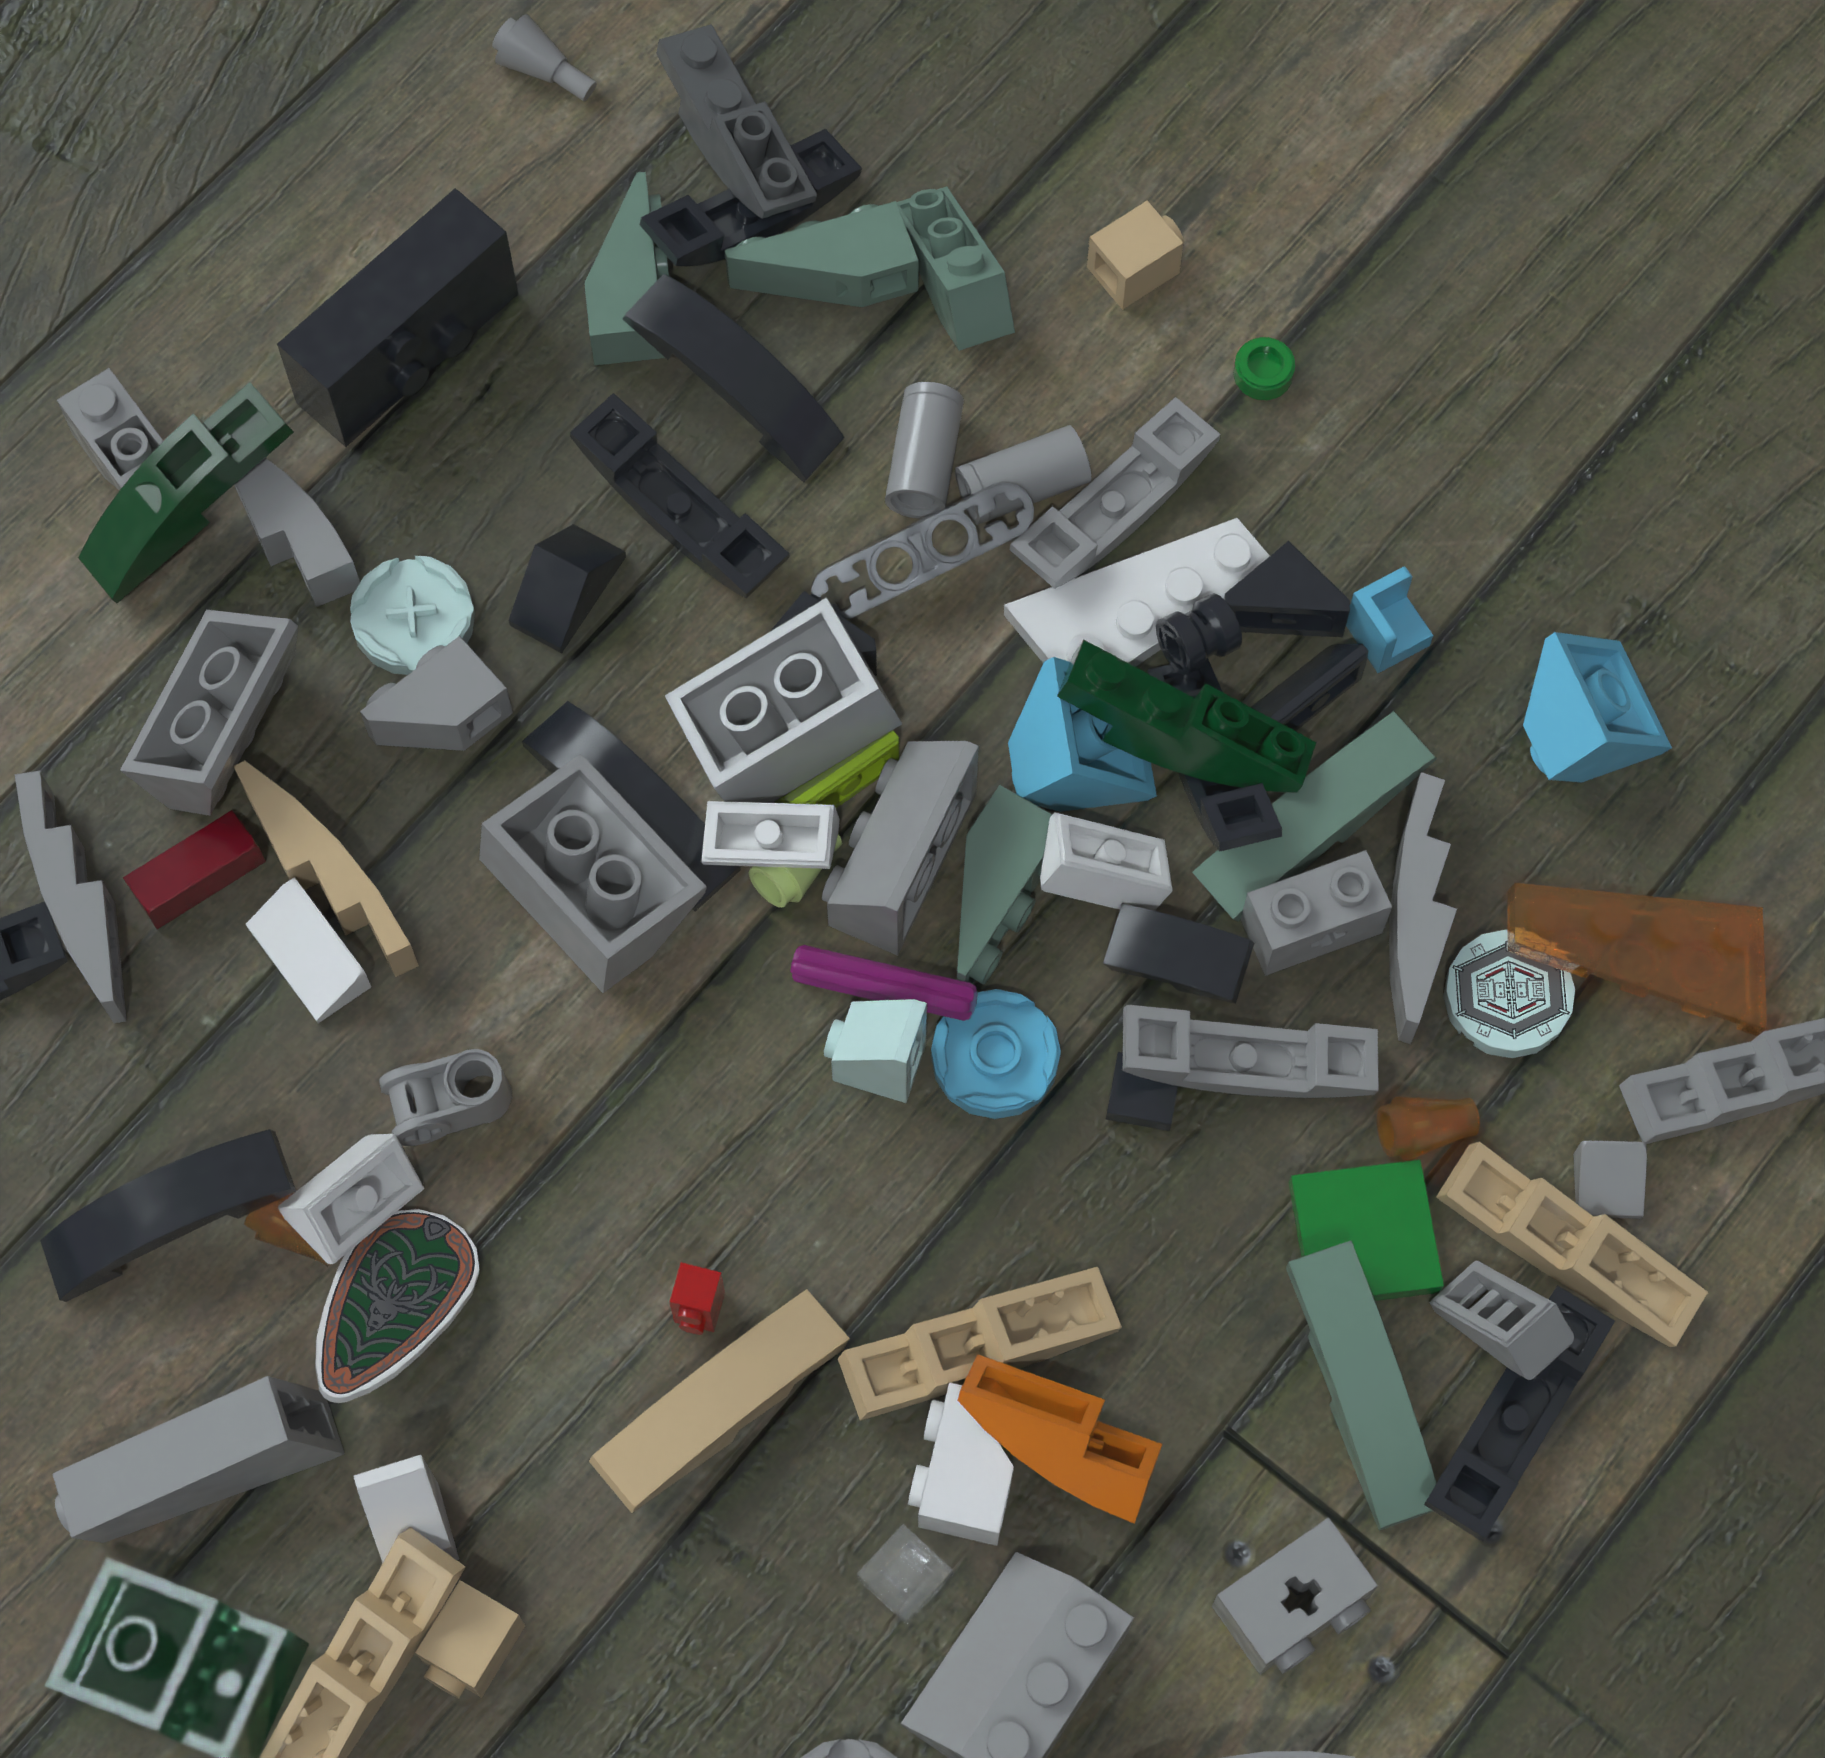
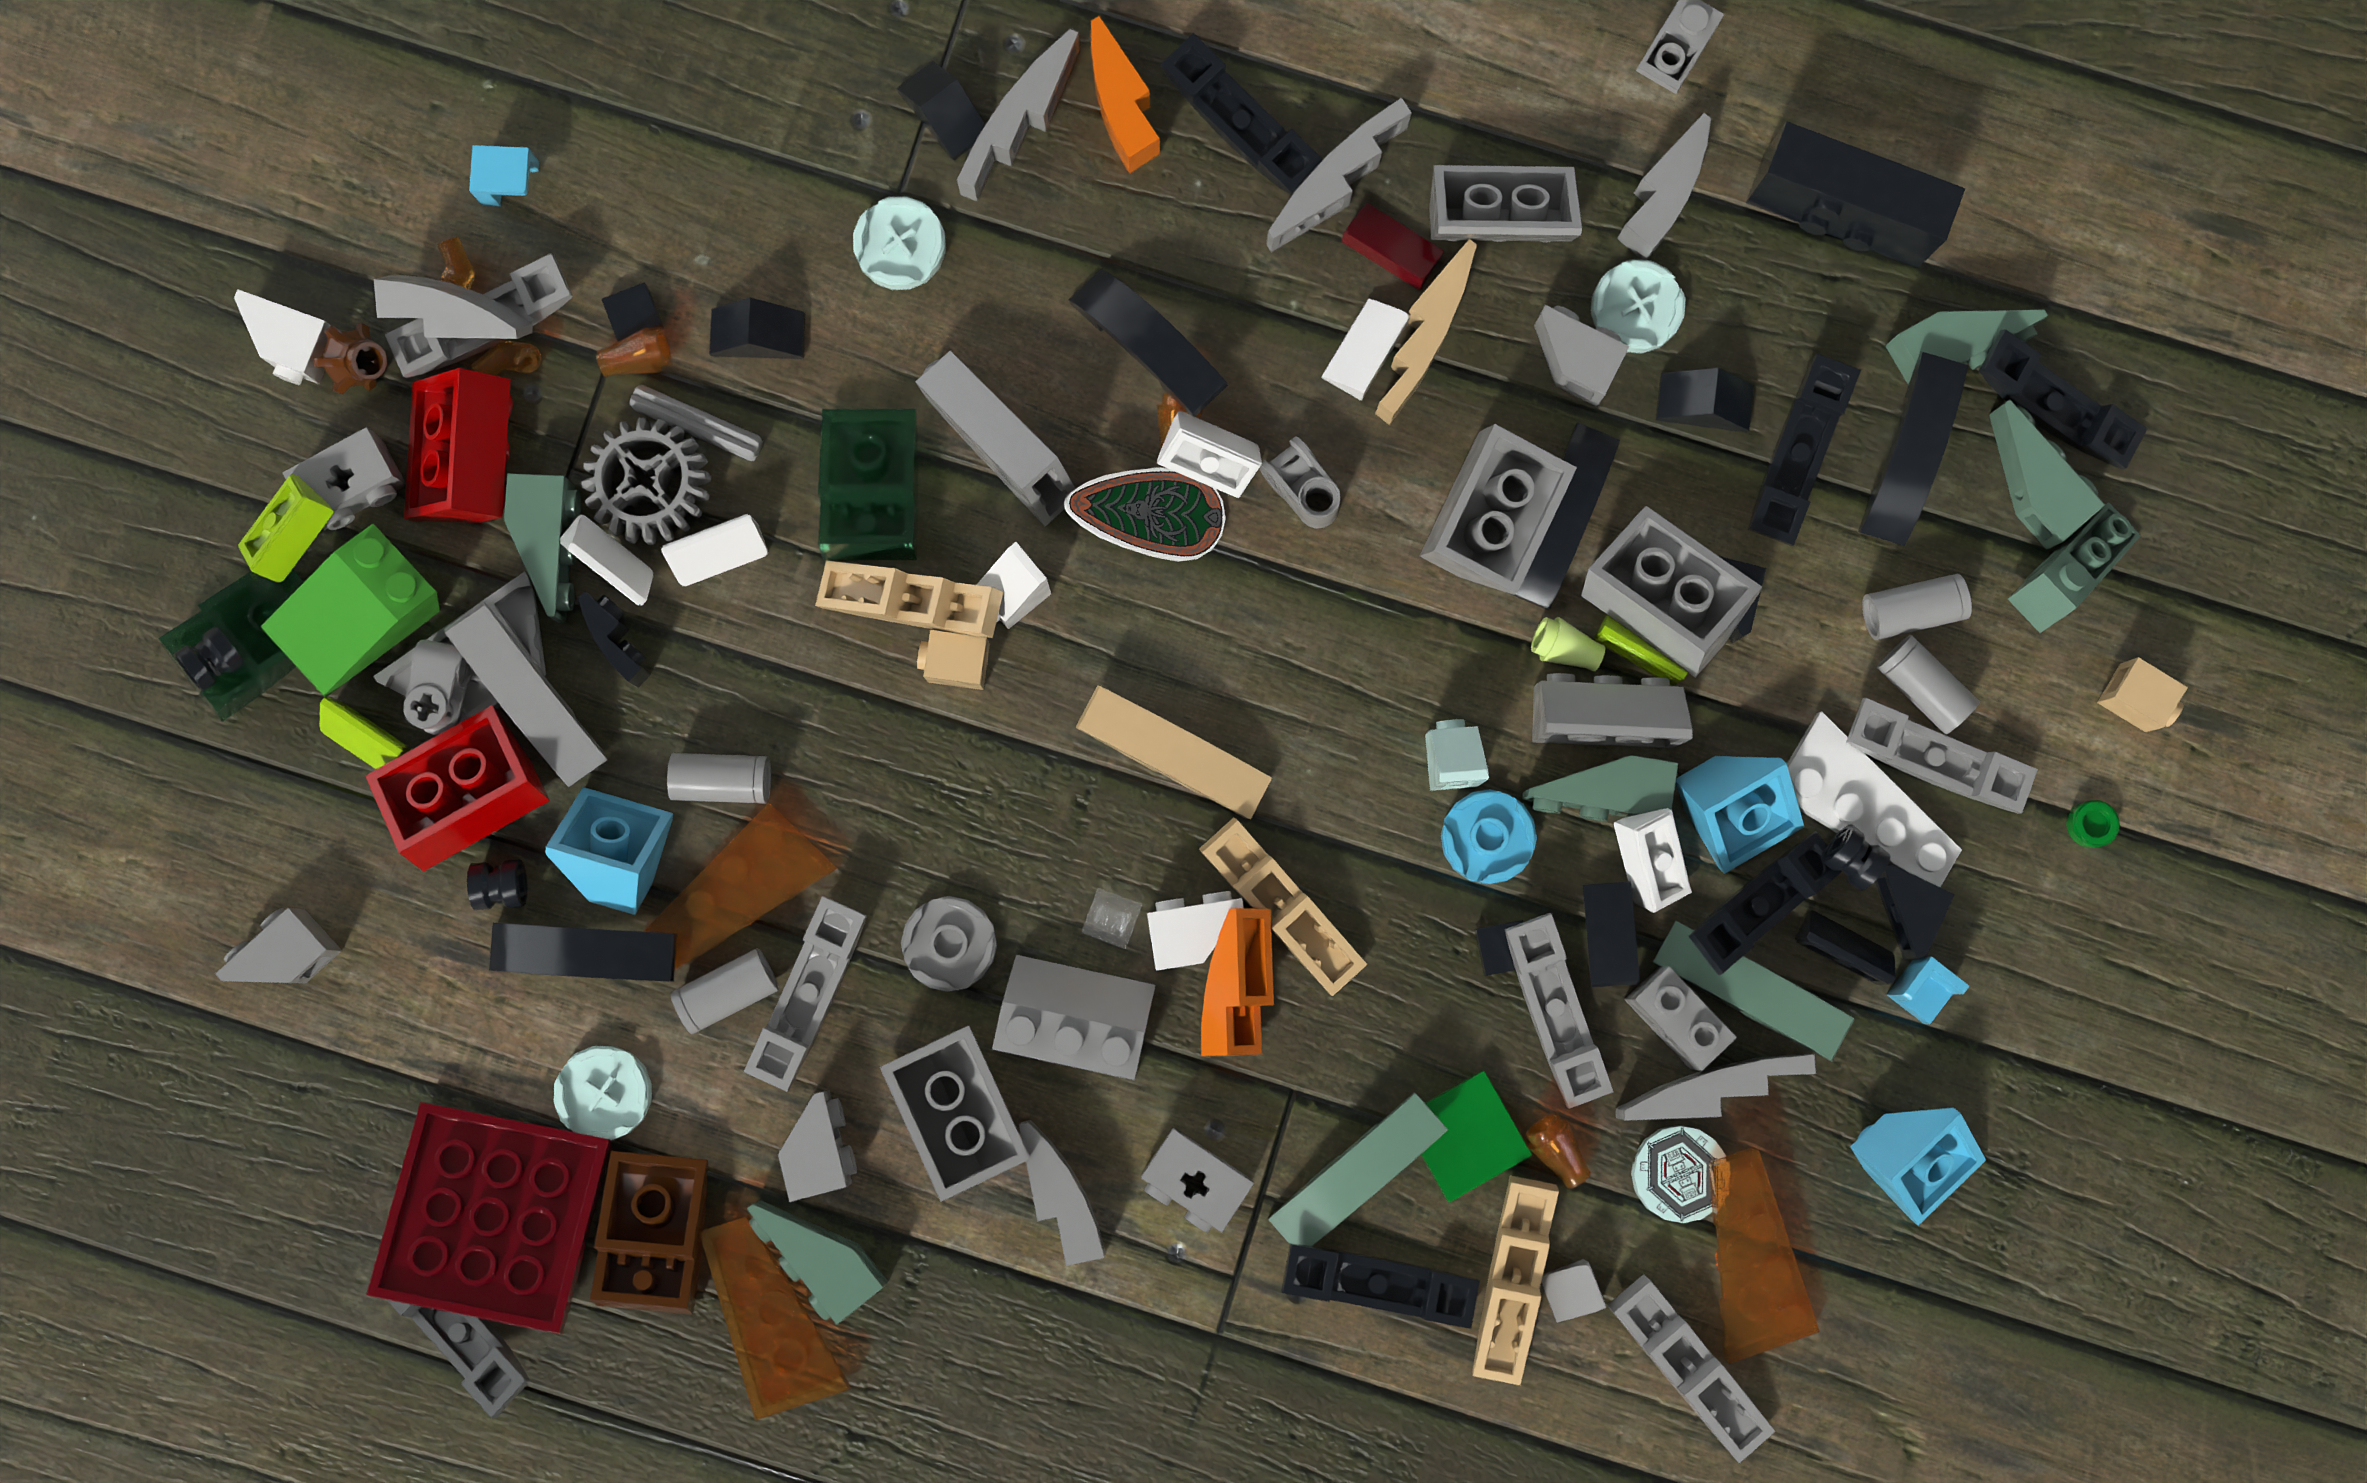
camera: 65 degrees right, 15 degrees up
(177, 482) = (1656, 103): dark green slope -> none
(529, 51) = (2114, 189): light grey cone -> none
(697, 1298) = (1233, 709): red piece -> none
(730, 128) = (2115, 359): dark grey slope -> none
(770, 834) = (1573, 621): white slope -> none
(883, 981) = (1504, 741): magenta axle -> none
(917, 542) = (1838, 632): beam -> none
(1196, 736) = (1772, 877): dark green slope -> none
(1508, 1322) = (1427, 1276): light grey slope -> none

